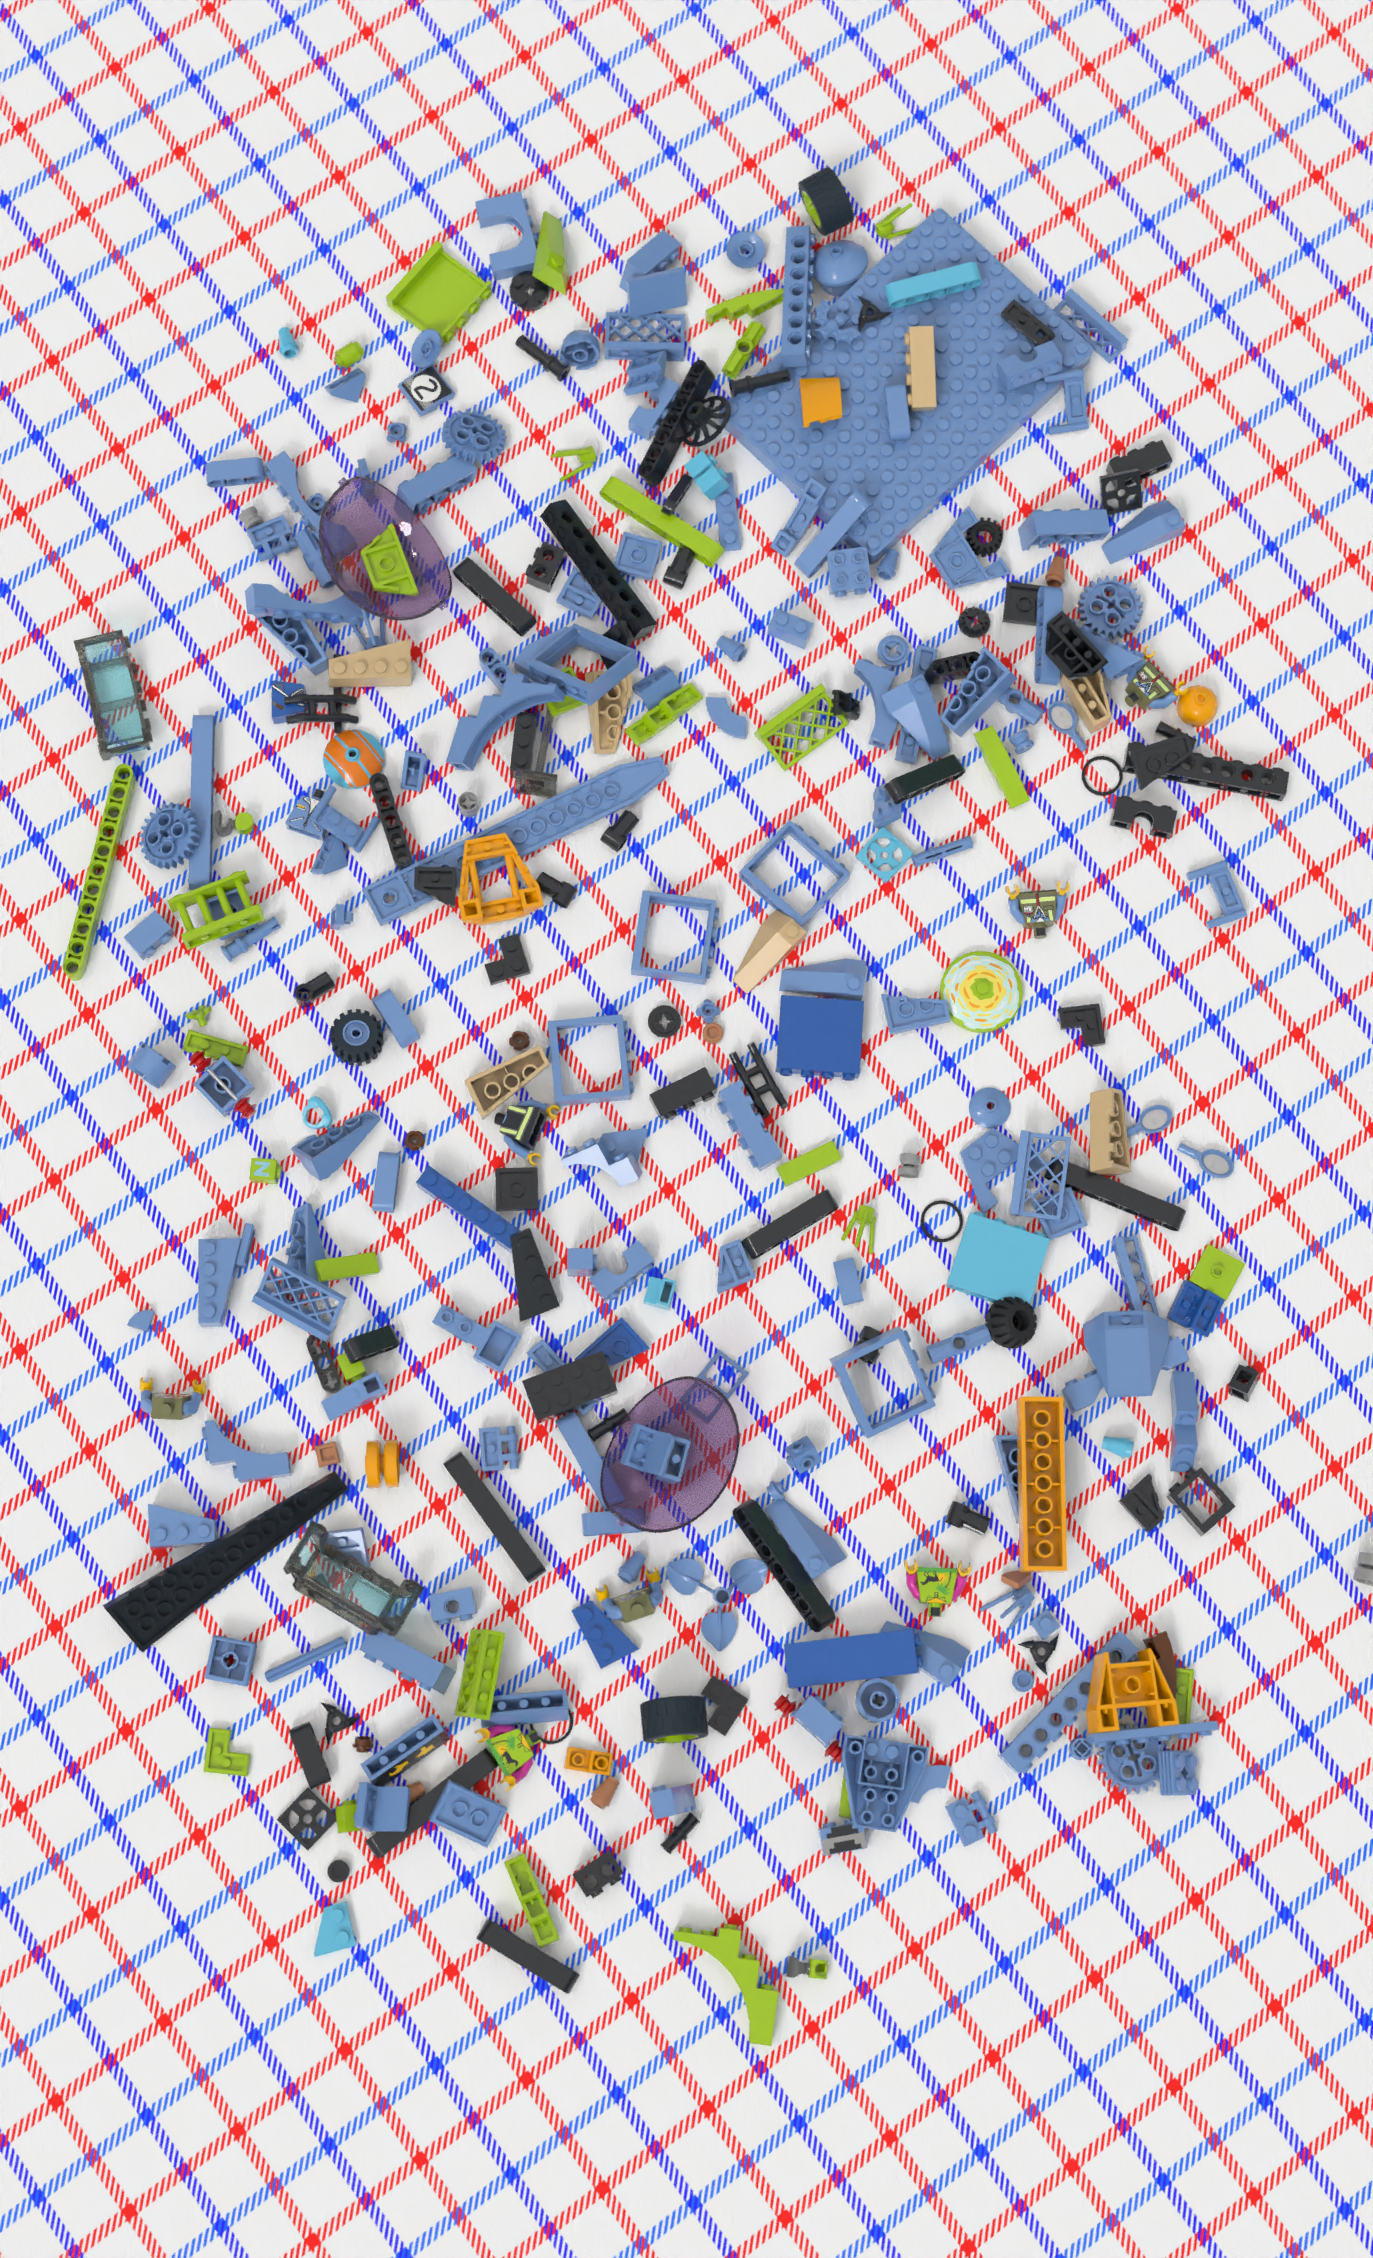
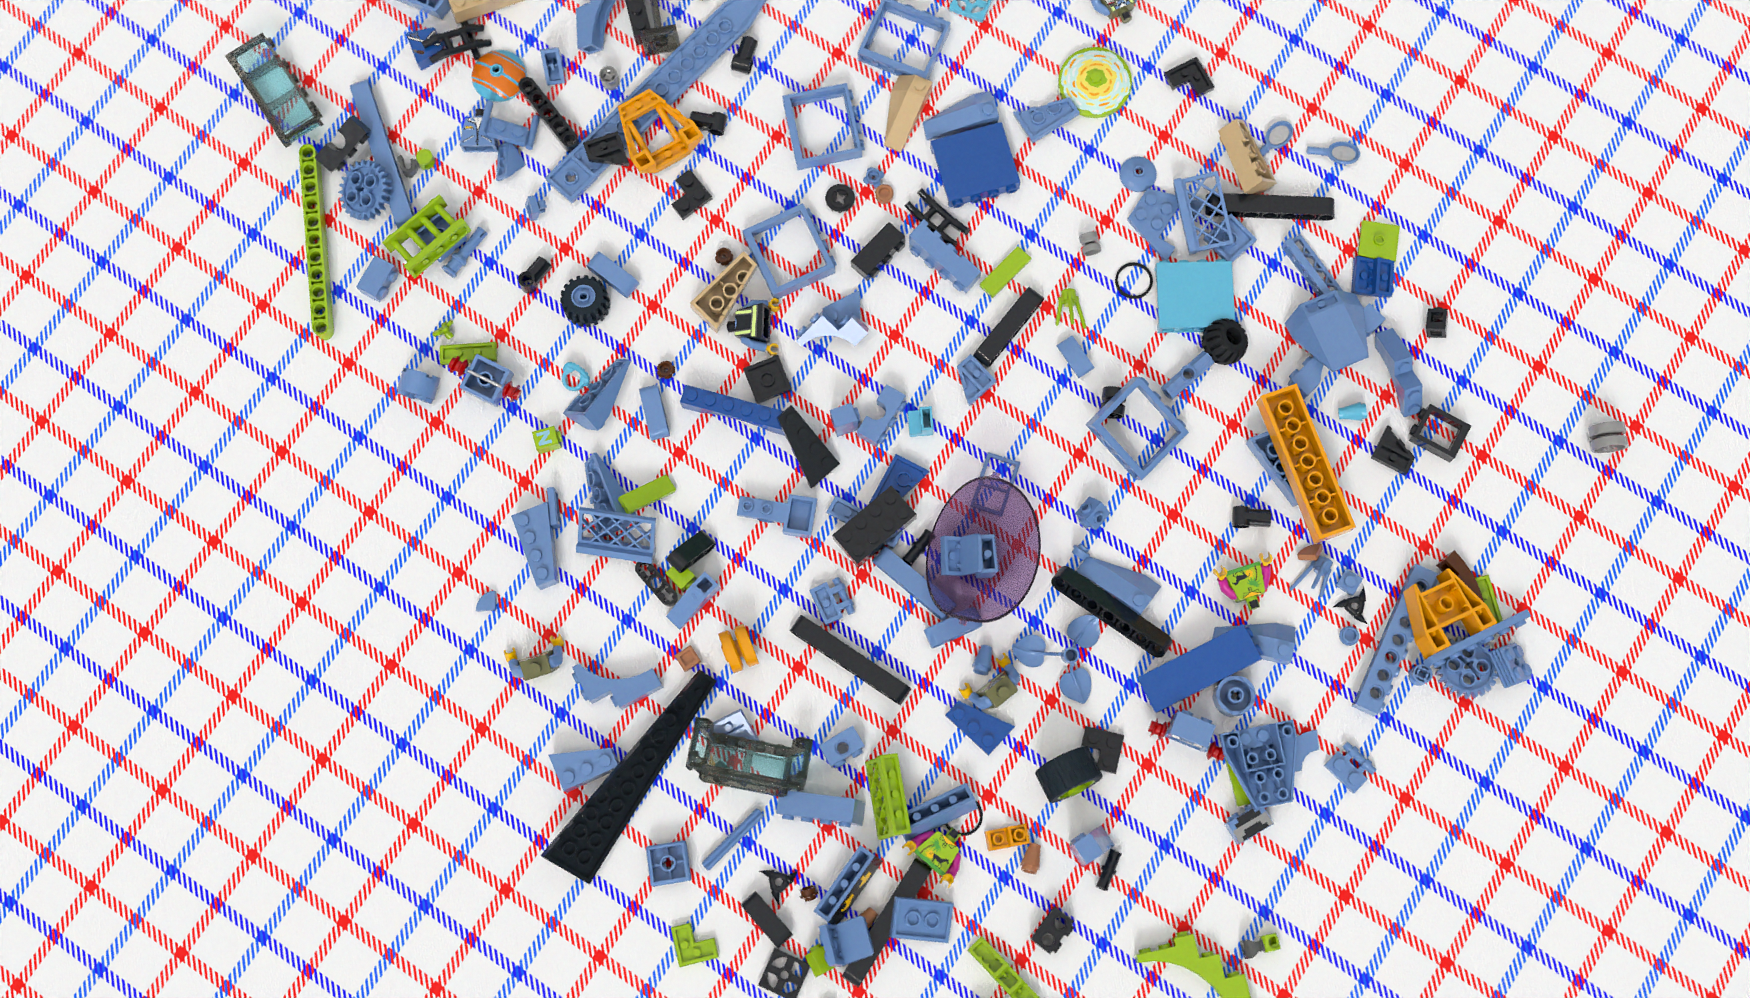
camera: 10 degrees left, 0 degrees up
(149, 786) = (354, 134): none -> black arch

